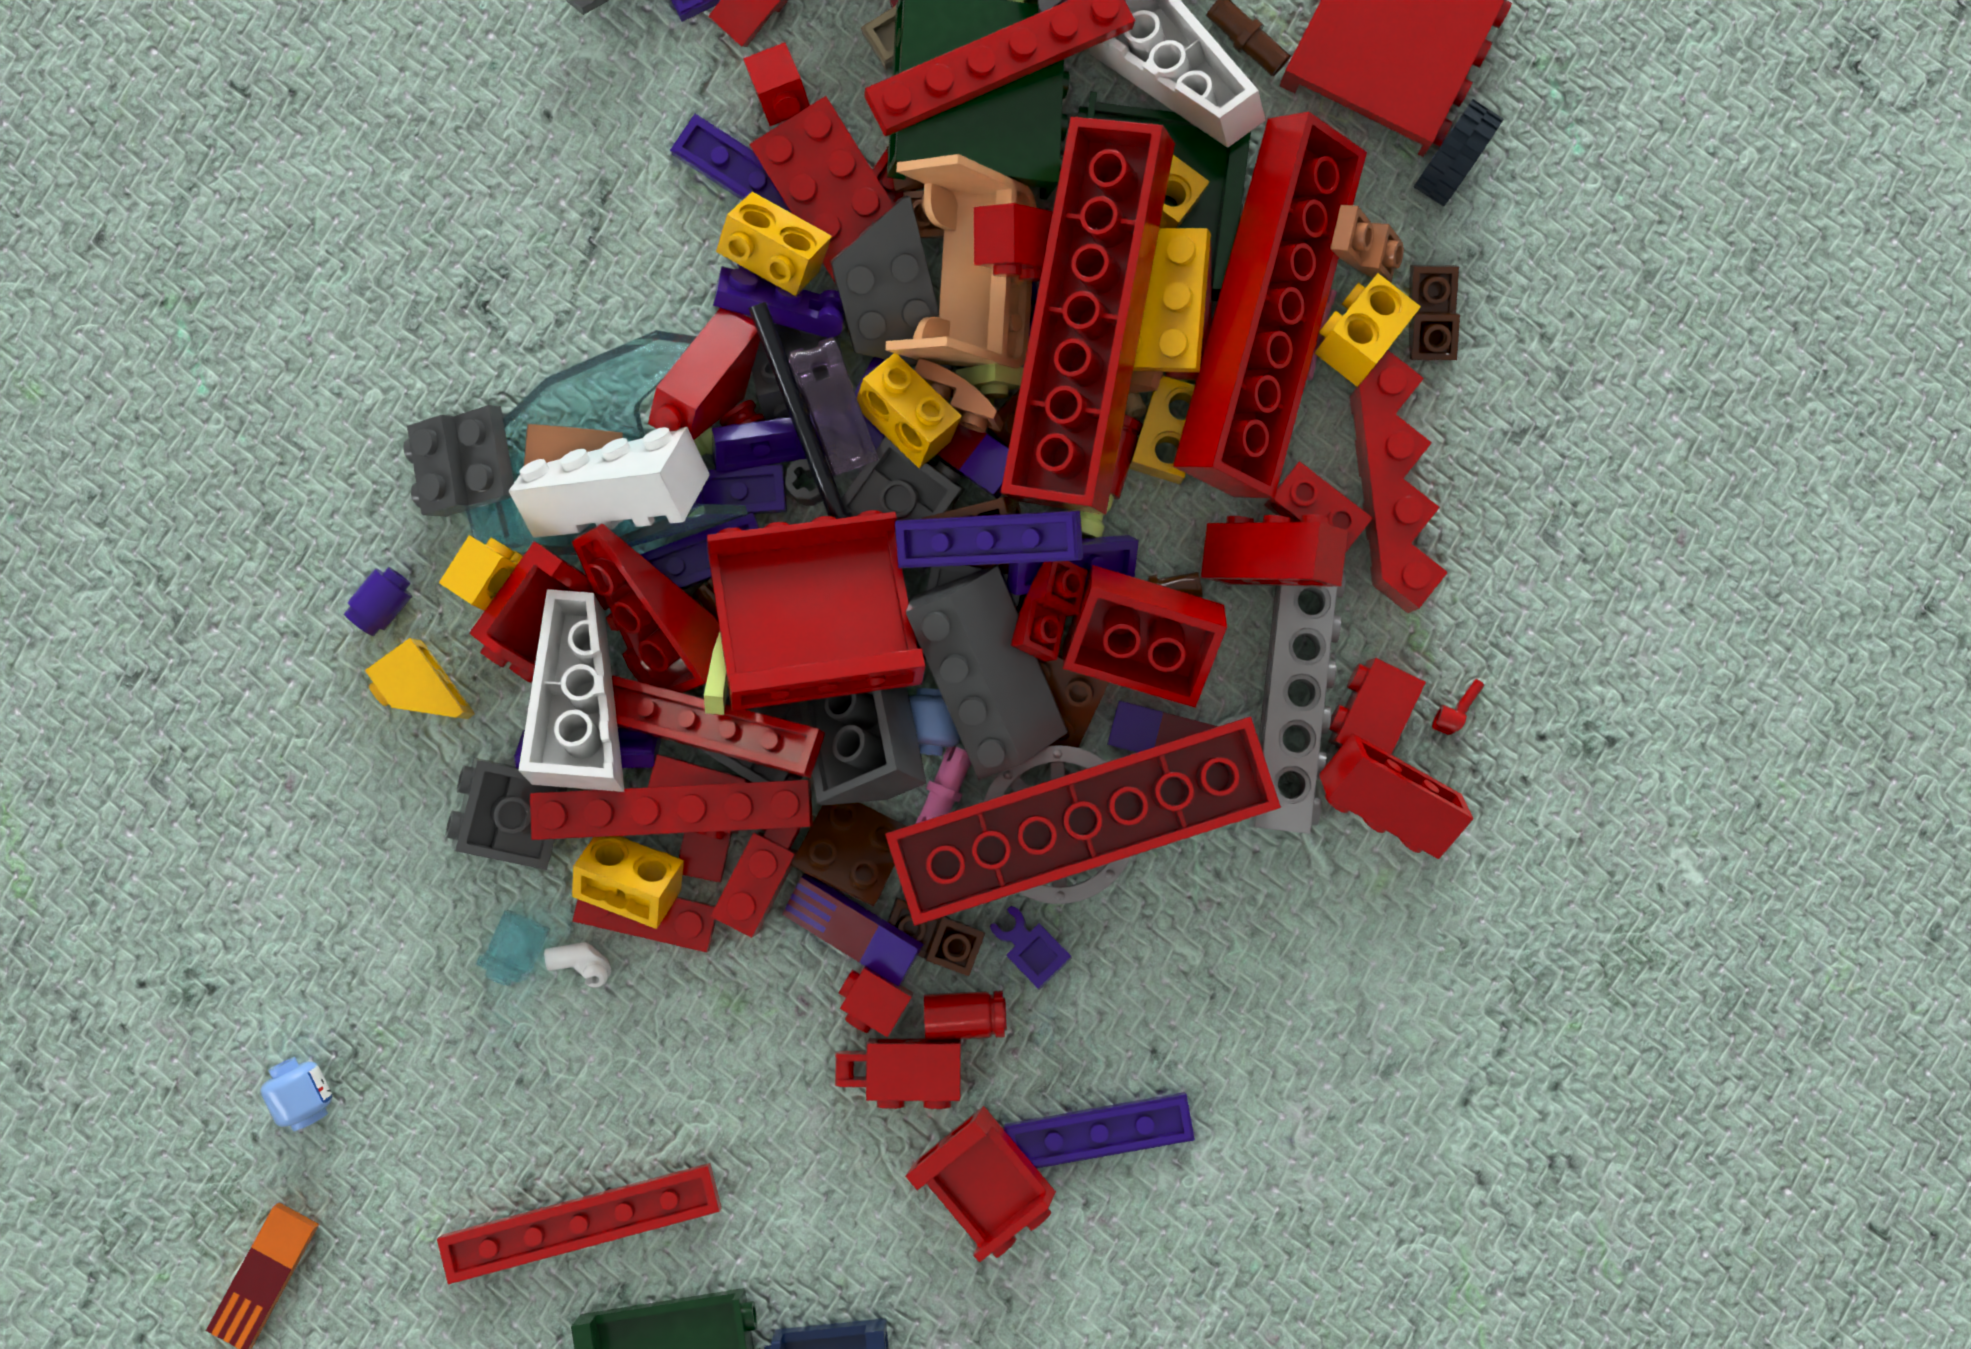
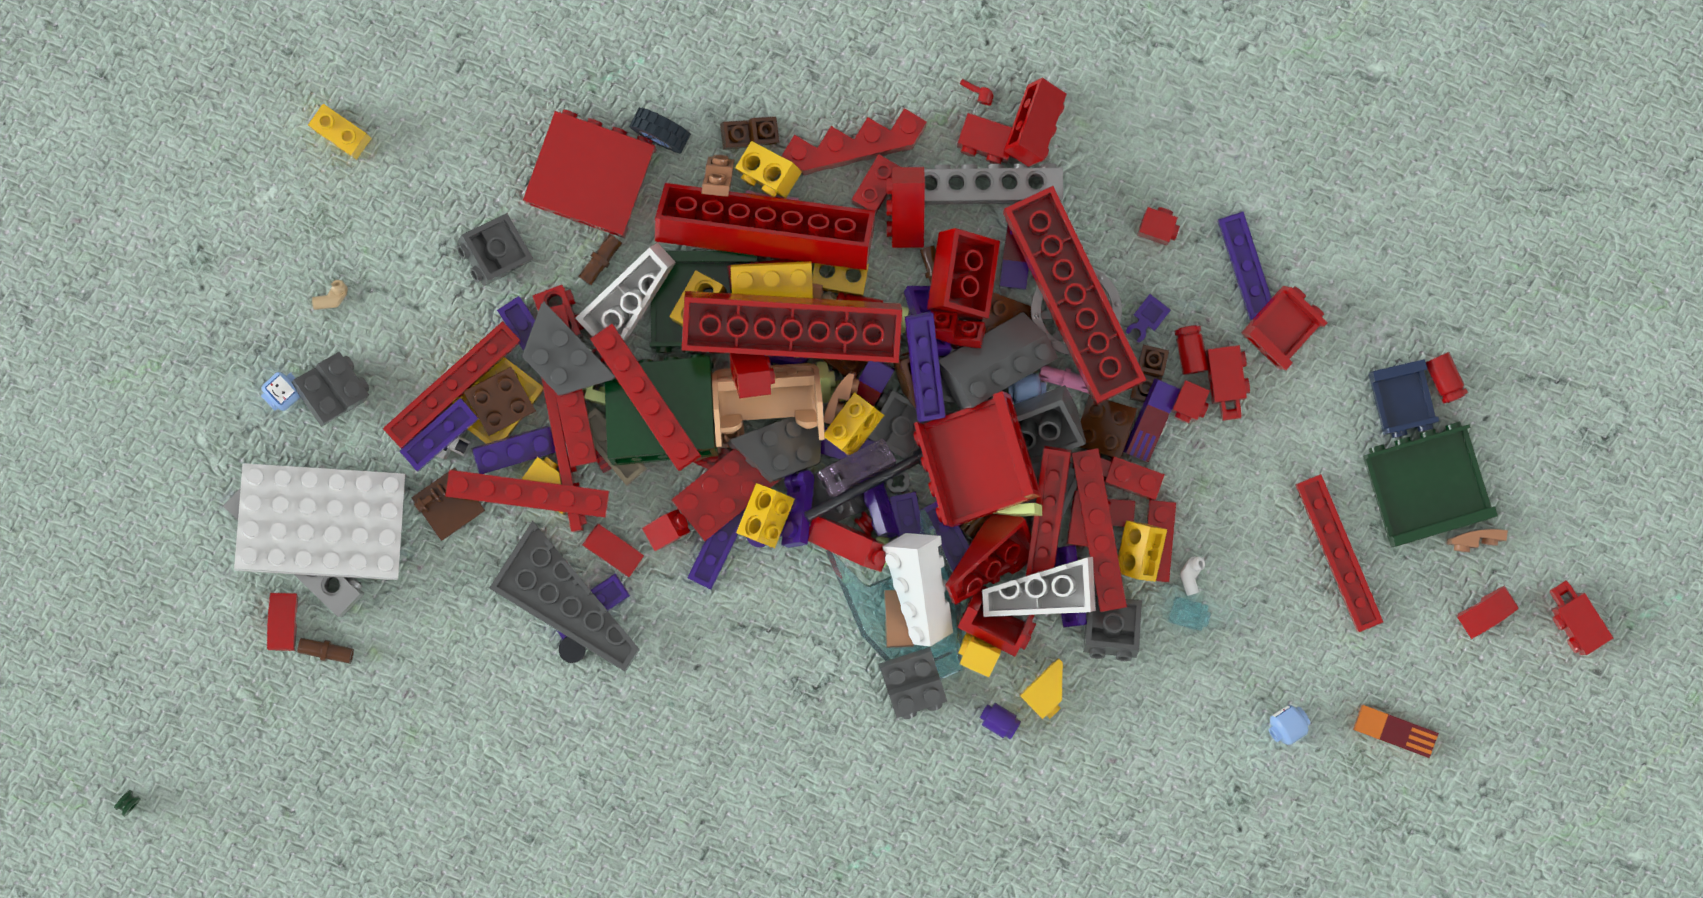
camera: 100 degrees left, 0 degrees up
(1188, 989) = (1158, 225): none -> red brick

